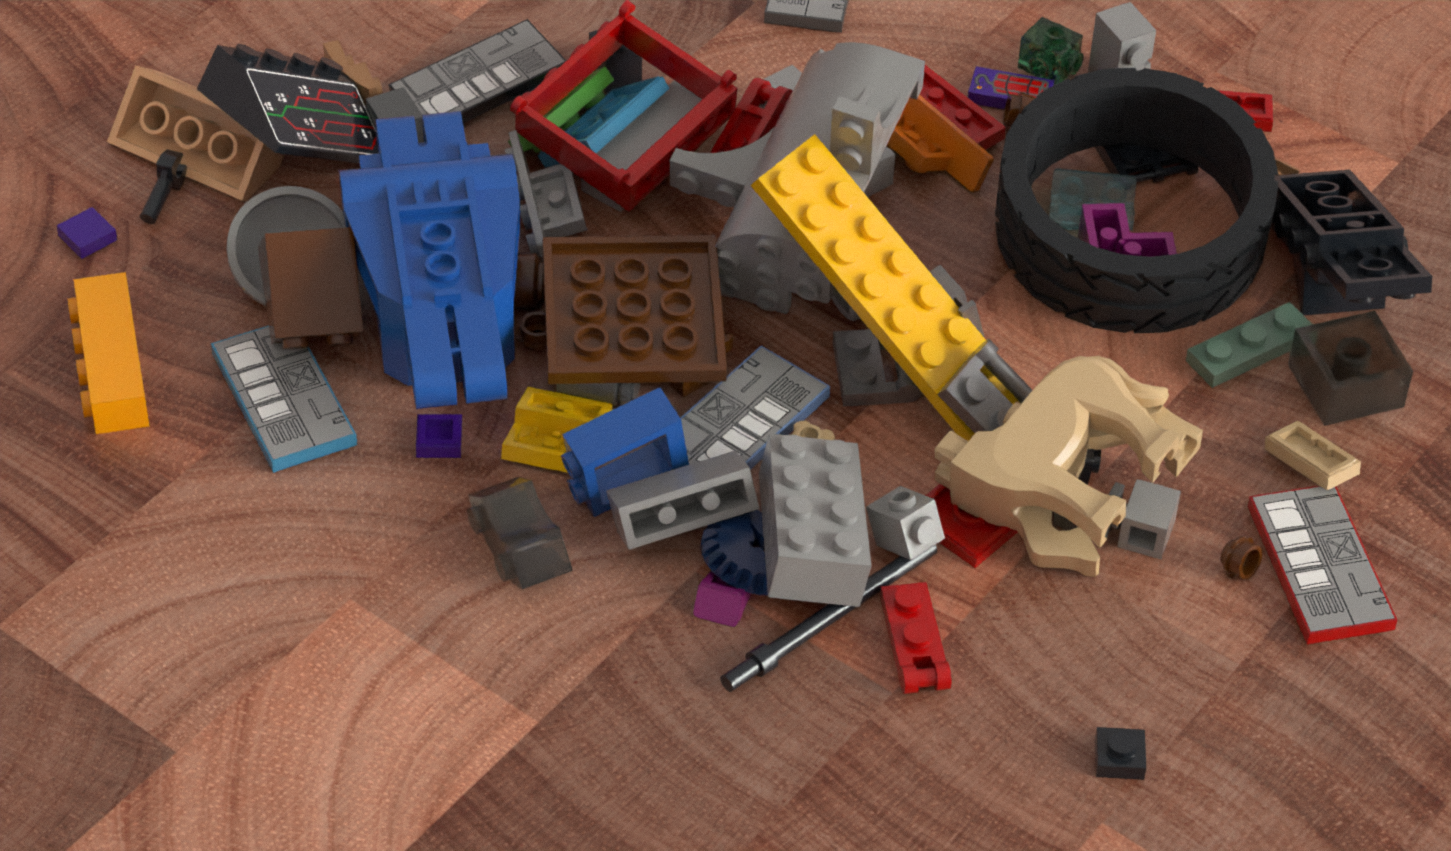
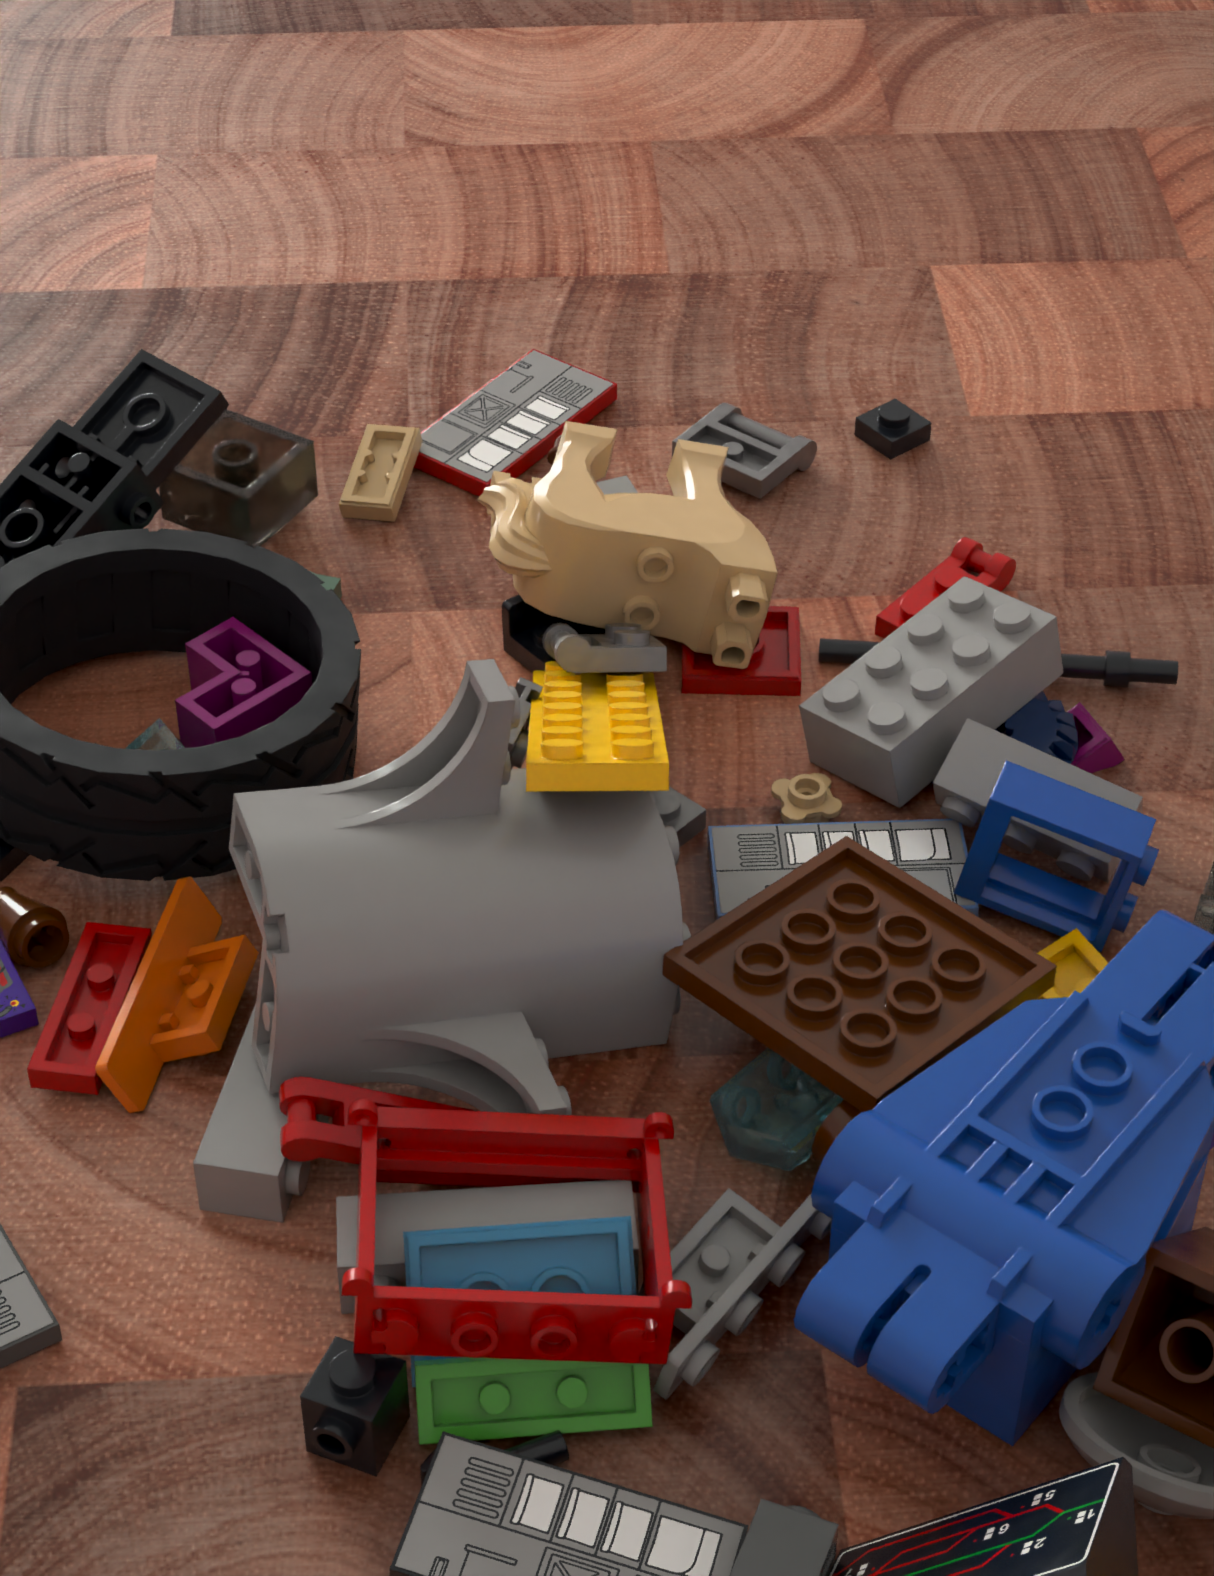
camera: 130 degrees left, 5 degrees down
(905, 522) = (834, 640): light grey brick -> none
(1166, 634) = (756, 453): none -> flat silver plate

